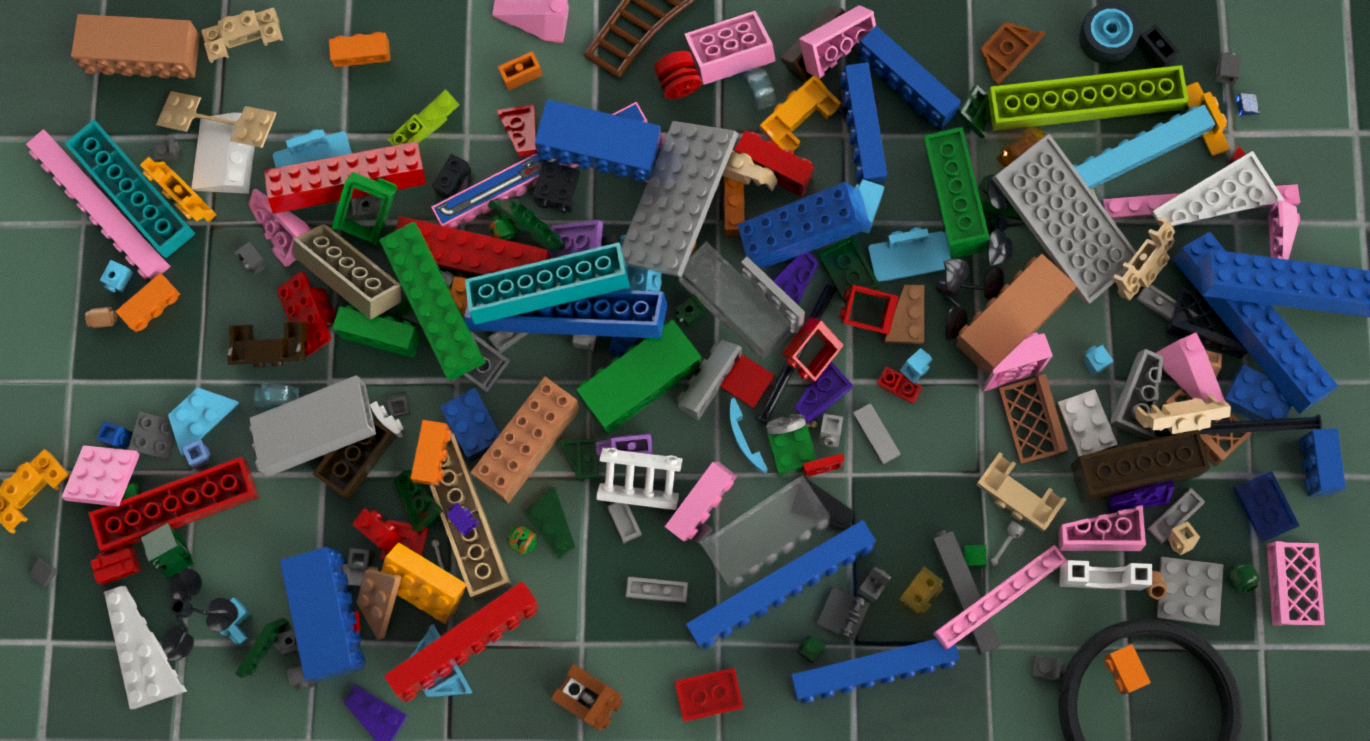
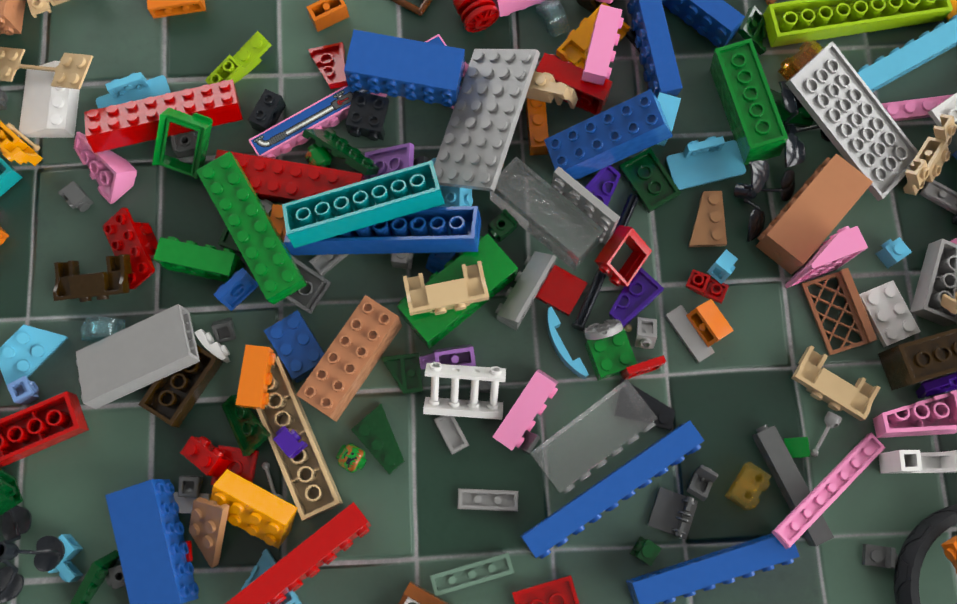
camera: 10 degrees left, 0 degrees up
(209, 202) = (36, 147): none -> tan hinge
(347, 271) = (167, 203): dark tan brick -> none
(413, 363) = (236, 289): none -> blue plate
(627, 380) = (446, 295): none -> tan bracket
(636, 661) = (471, 574): none -> sand green plate
(804, 127) = (601, 46): none -> bright pink wedge
(888, 312) = (691, 217): red window -> none
(897, 423) = (709, 322): none -> orange brick

